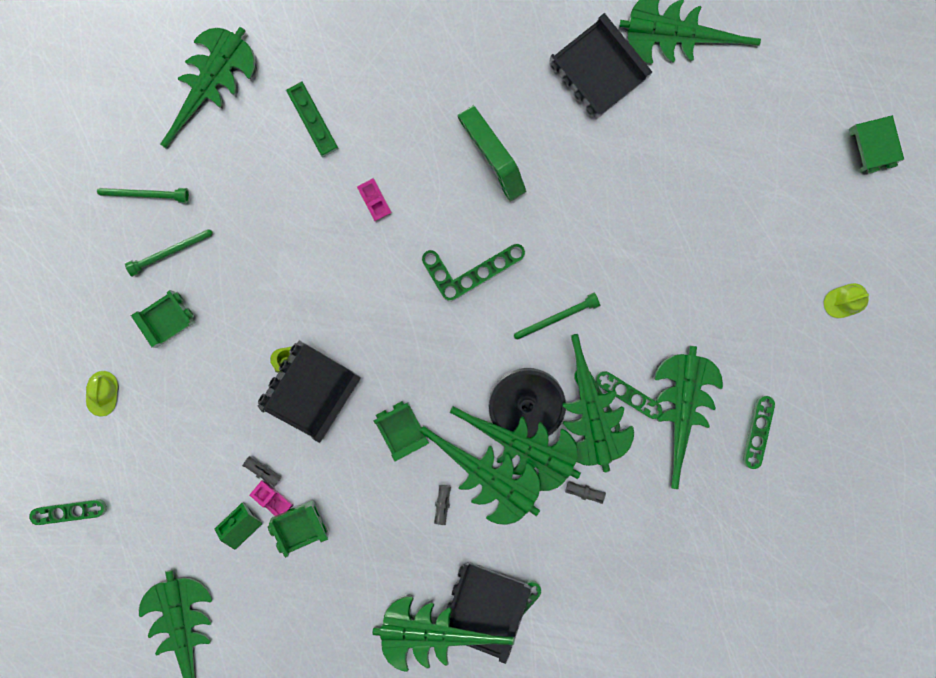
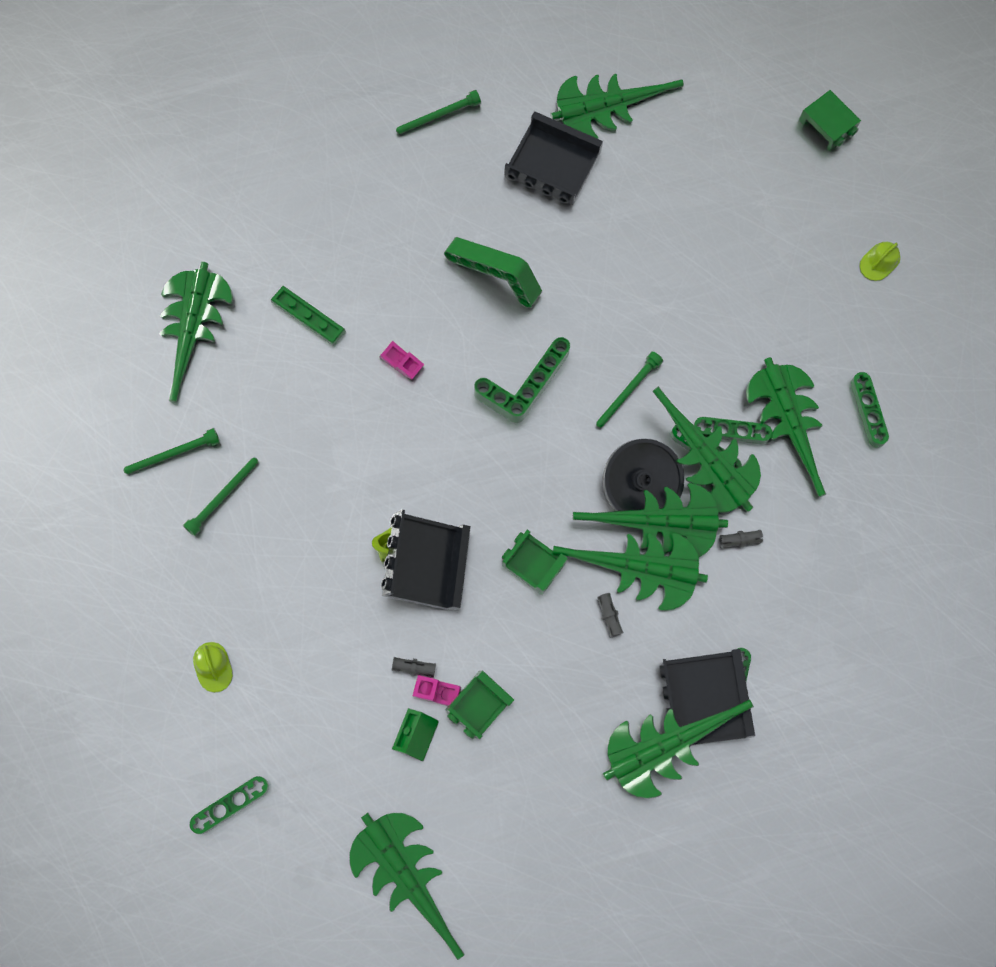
camera: 30 degrees left, 15 degrees down
(163, 319) = (246, 561): green panel -> none

